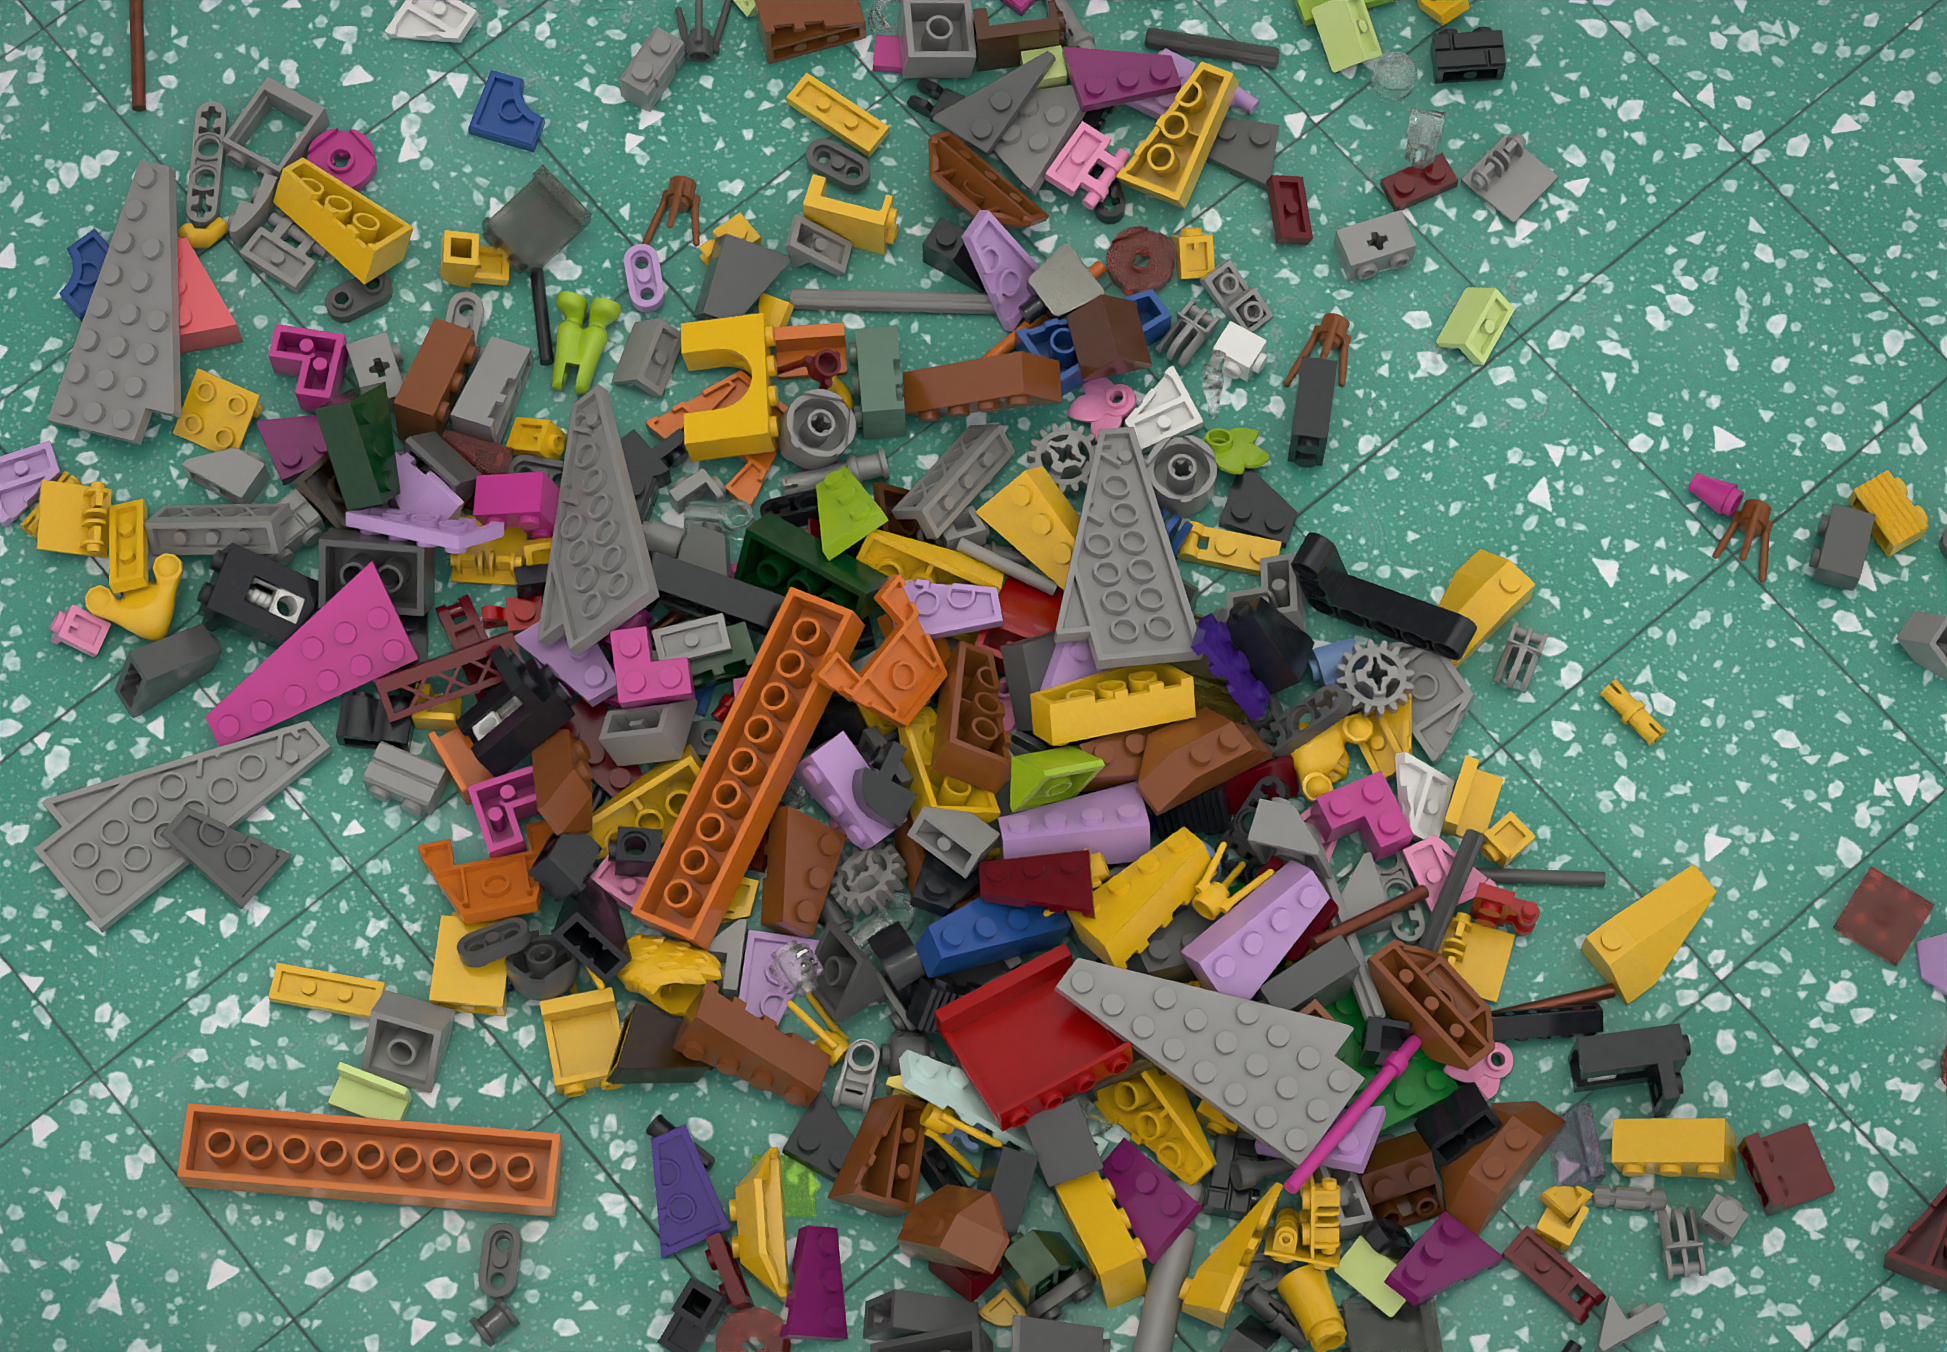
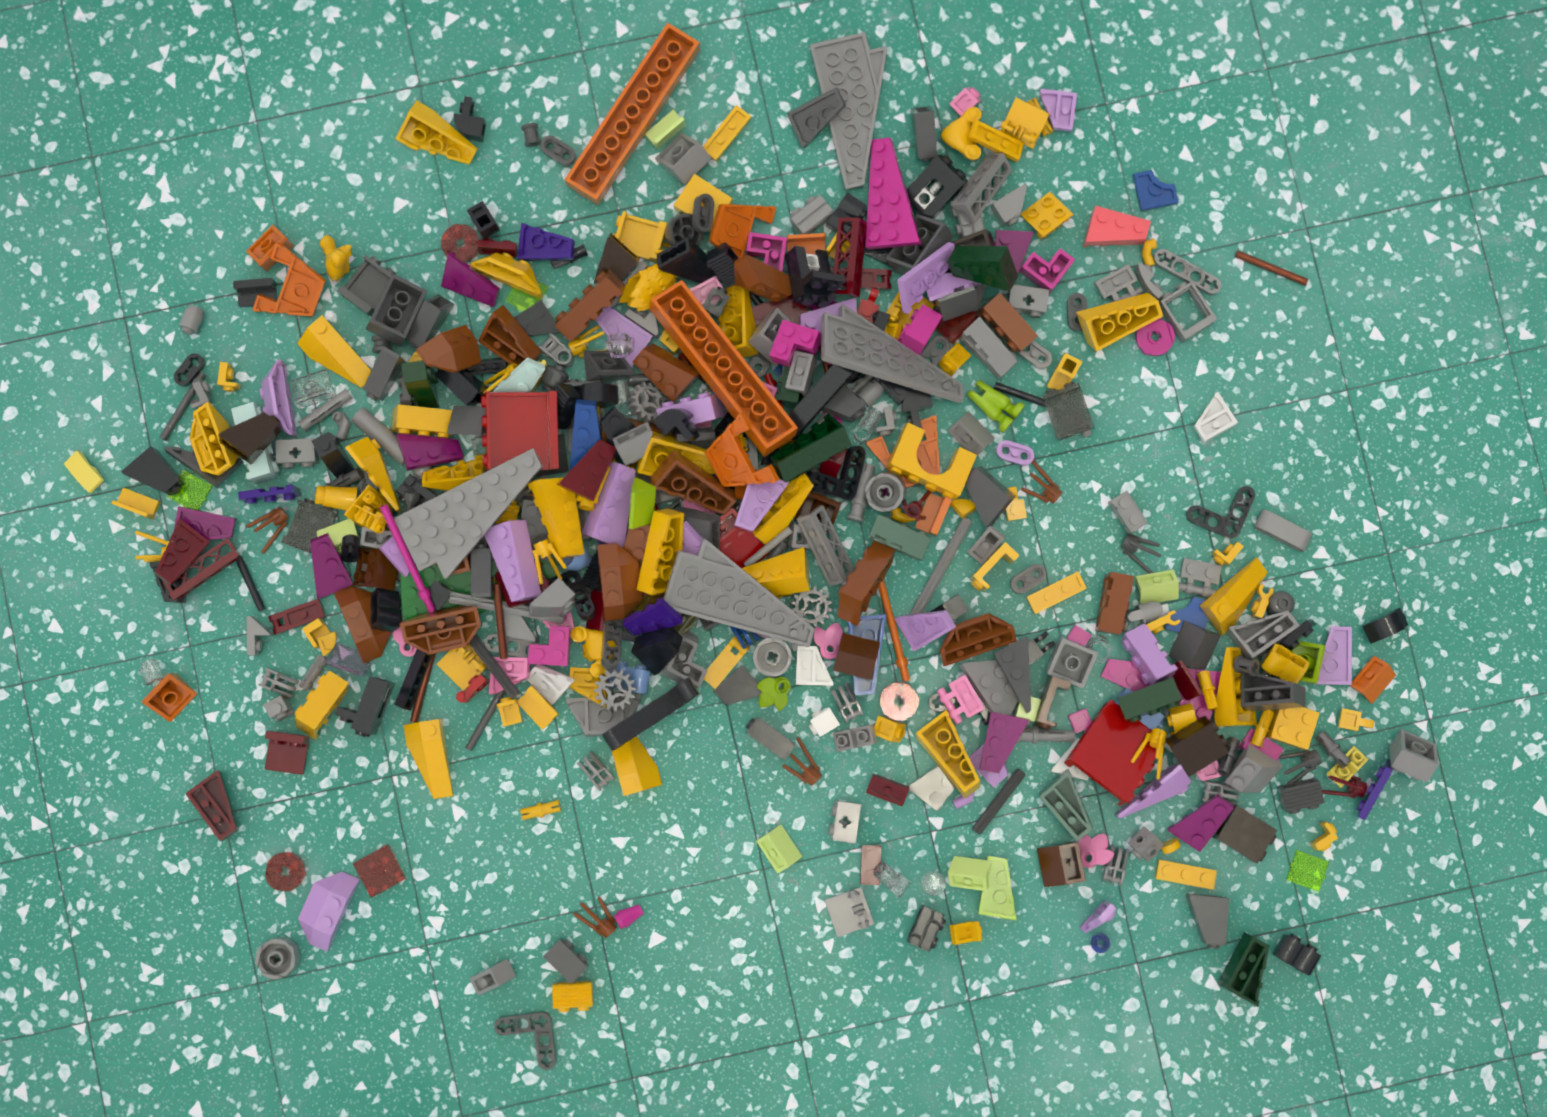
camera: 115 degrees right, 15 degrees up
(130, 333) = (1102, 185): light grey wing -> none
(504, 115) = (1142, 429): blue tile -> none
(845, 512) = (830, 480): lime wing -> none
(1059, 286) = (899, 650): torso -> none
(1213, 382) = (814, 701): clear animal -> none

